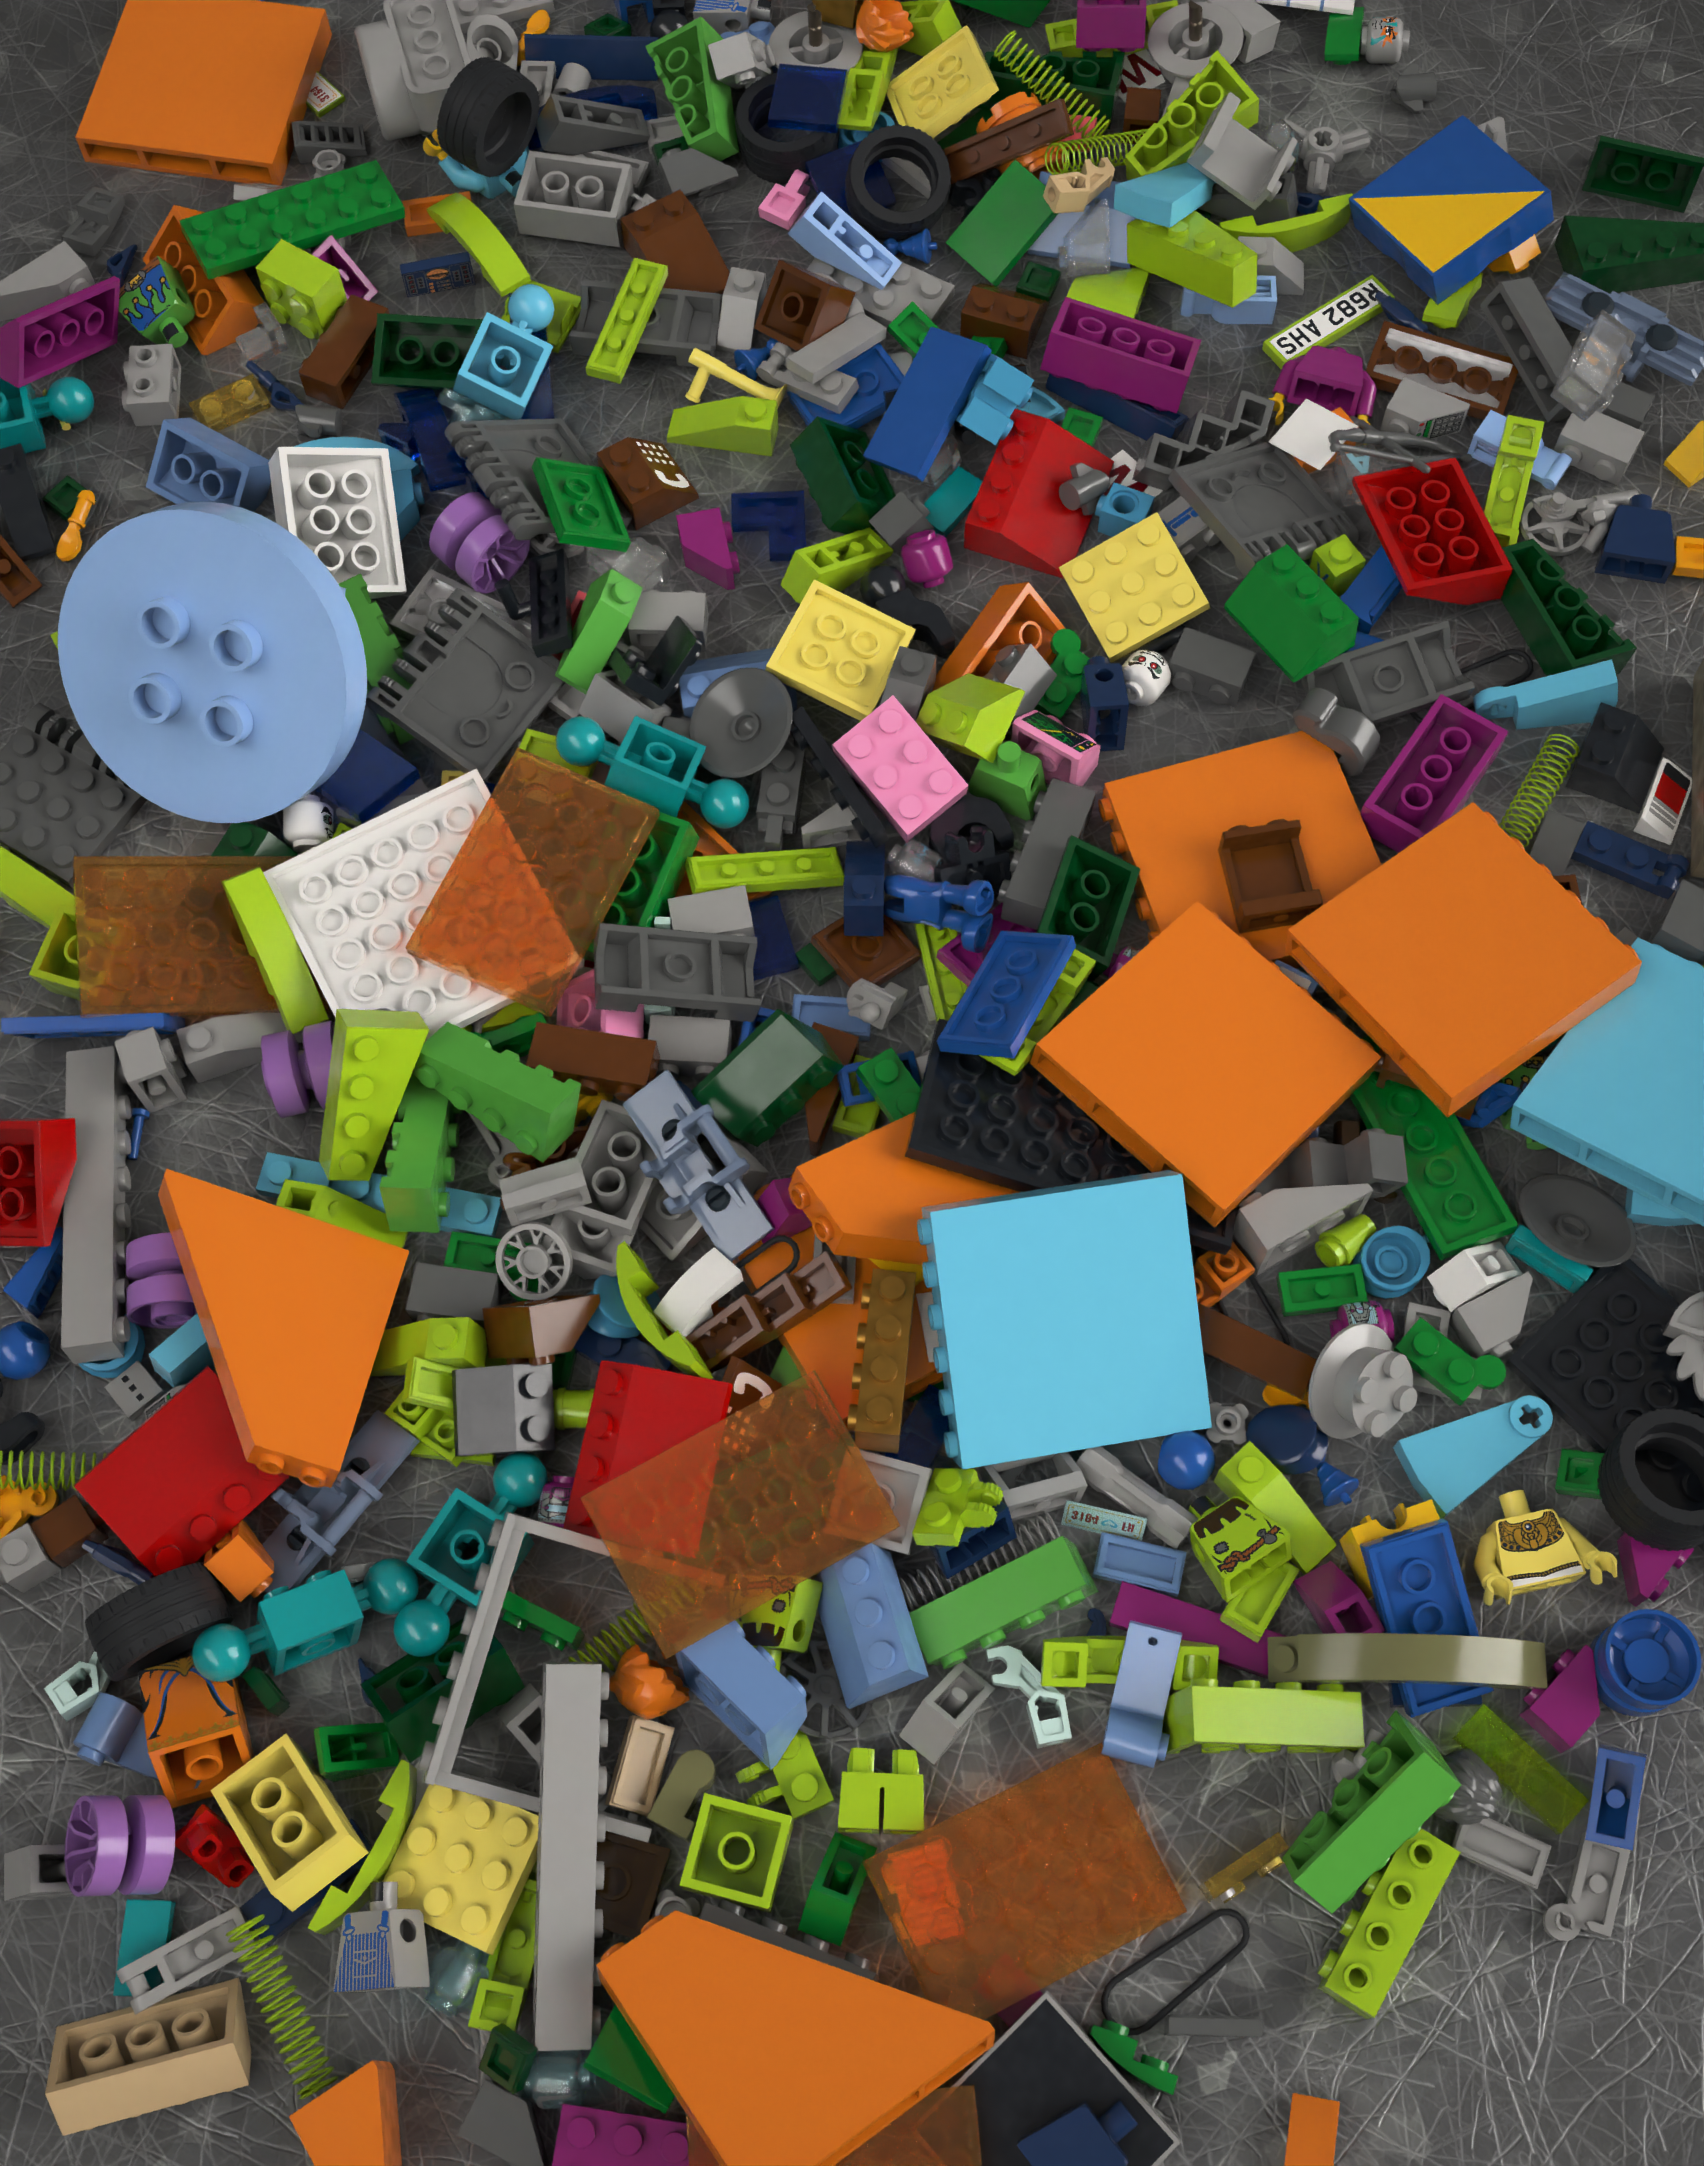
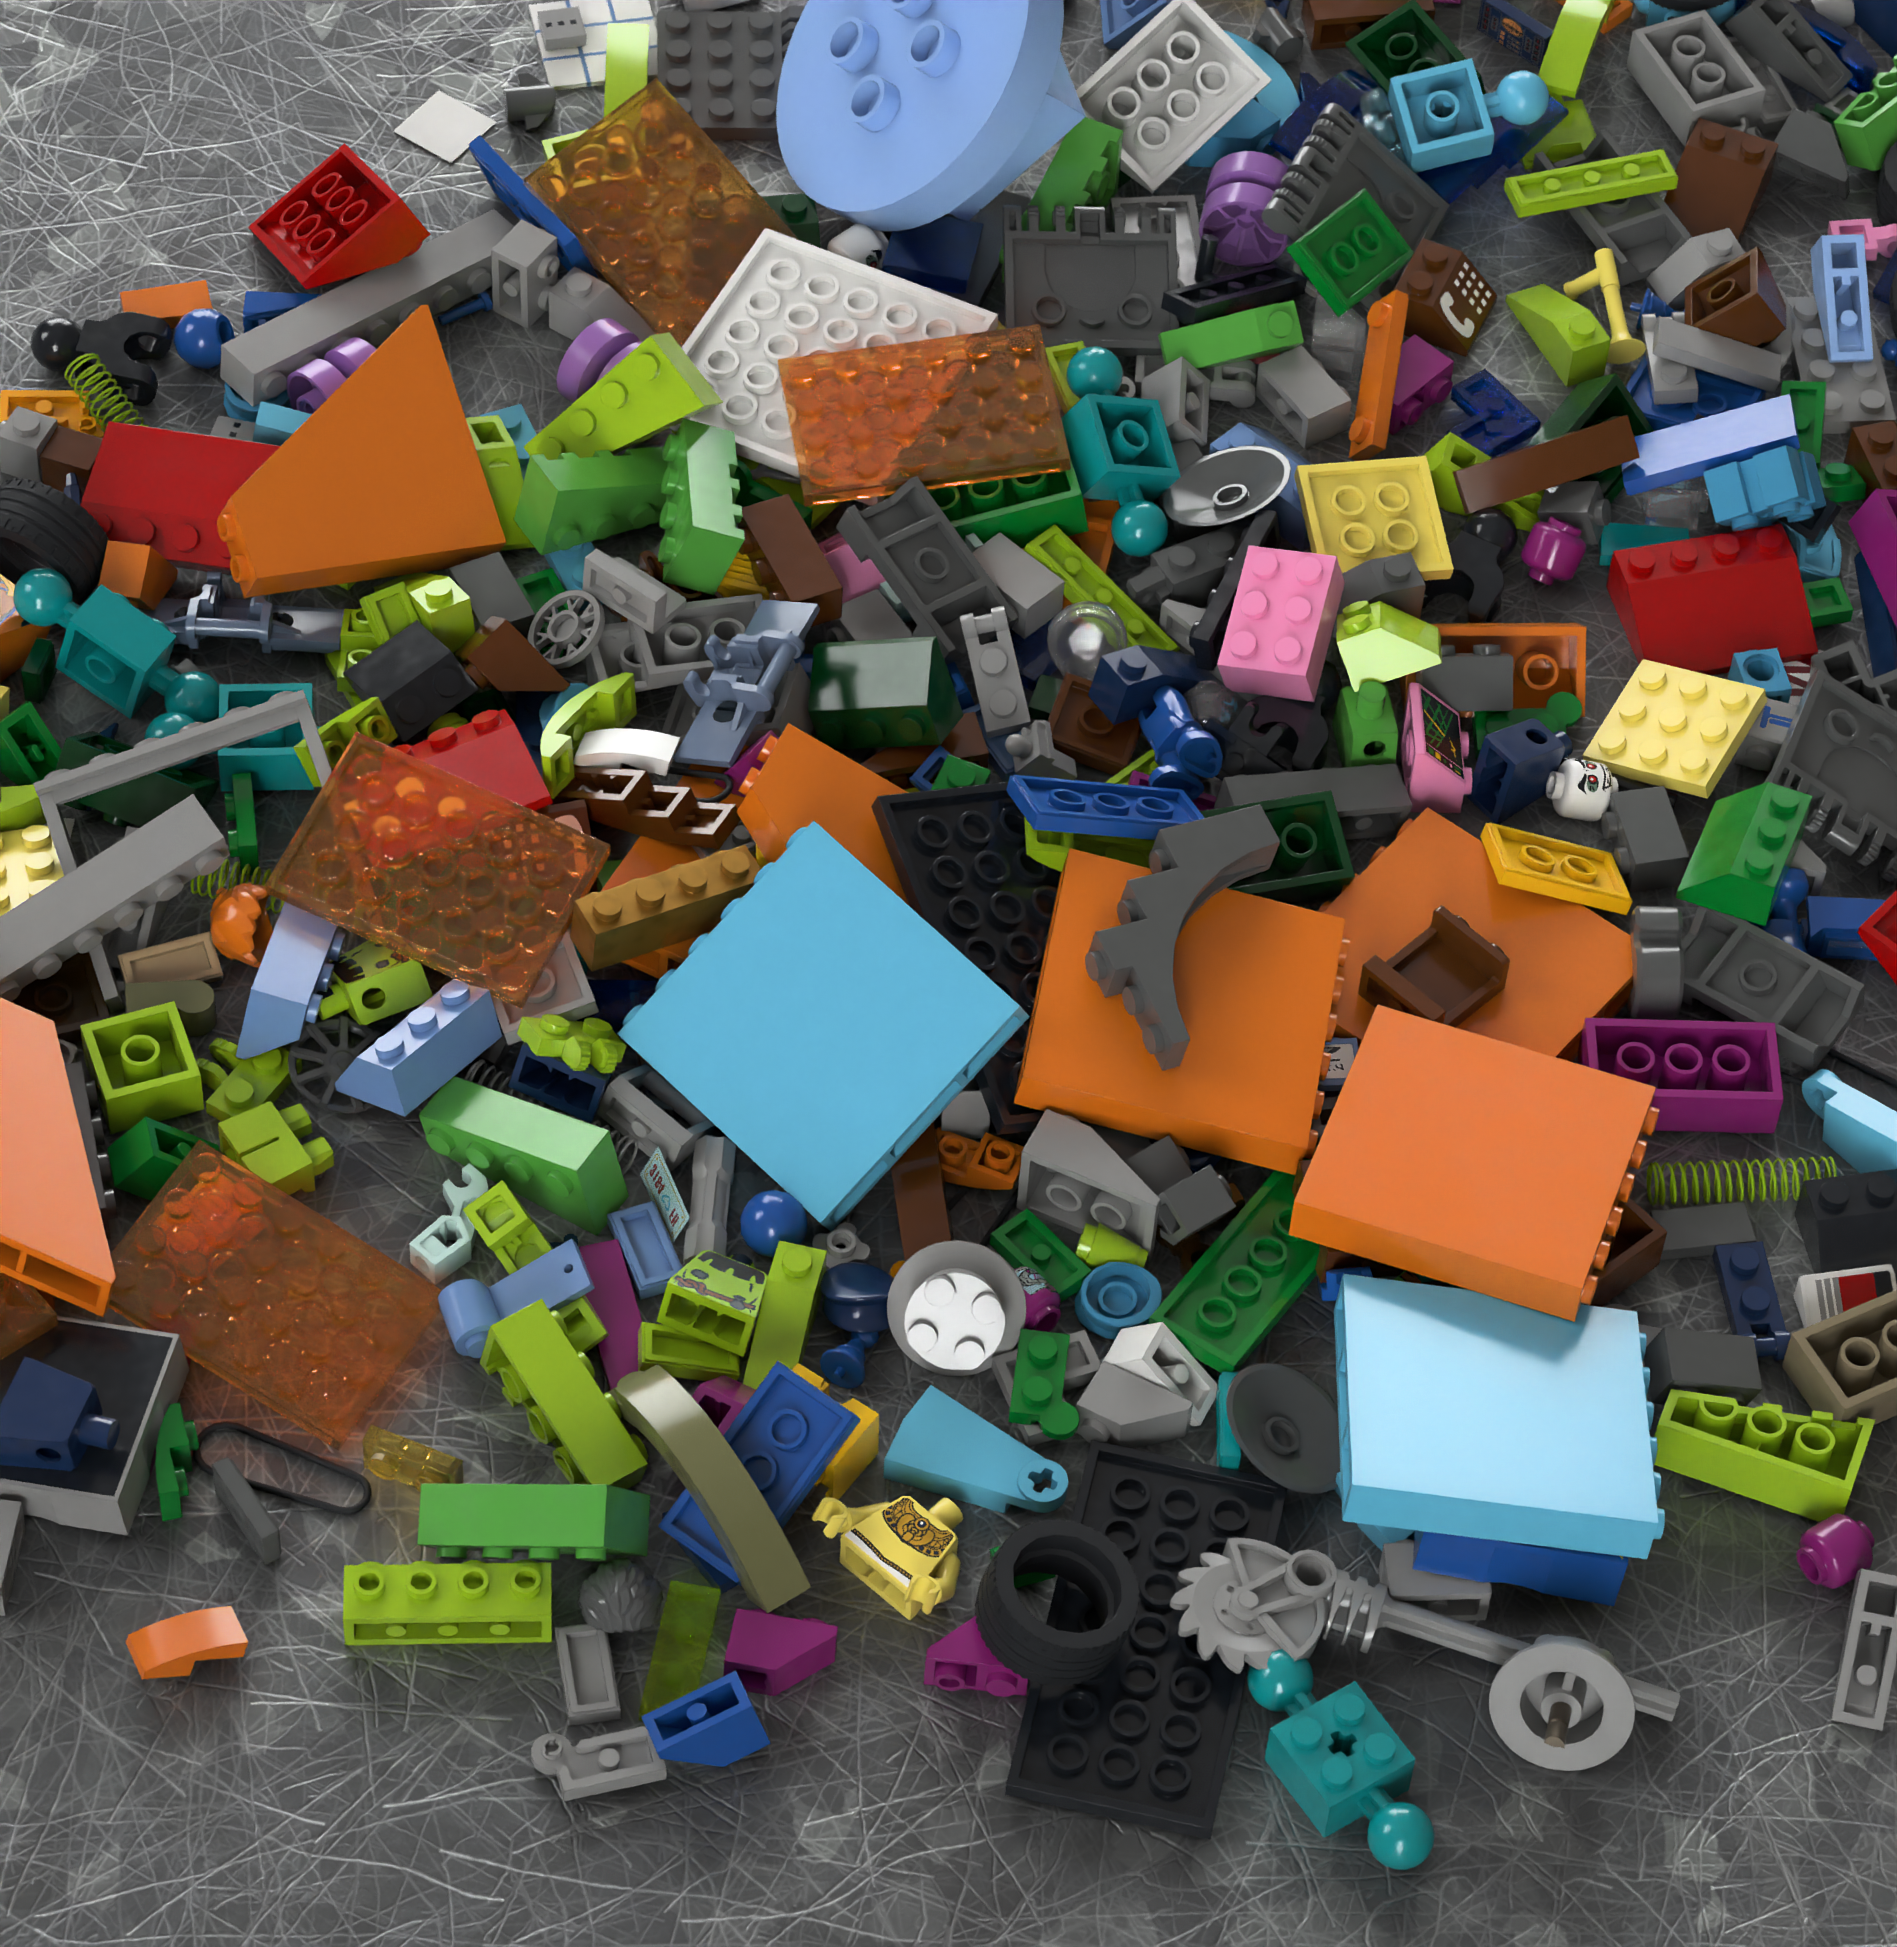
camera: 50 degrees right, 15 degrees down
(274, 949) = (708, 269): lime slope -> none
(533, 1488) = (365, 718): none -> lime slope
(661, 673) = (1215, 397): black bracket -> none
(698, 561) = (1379, 376): none -> orange plate
(791, 984) = (996, 673): none -> light grey plate
(801, 905) = (1083, 635): none -> clear hat
(869, 509) = (1546, 464): none -> reddish brown slope
(946, 1712) = (388, 1162): light grey slope -> none
(1084, 488) = (1749, 628): dark grey piece -> none
(1143, 1024) = (1188, 869): none -> dark grey arch
(1211, 739) = (1555, 868): none -> yellow tile
(1337, 563) = (1861, 874): lime brick -> none
(1645, 1662) = (855, 1682): blue wheel -> none

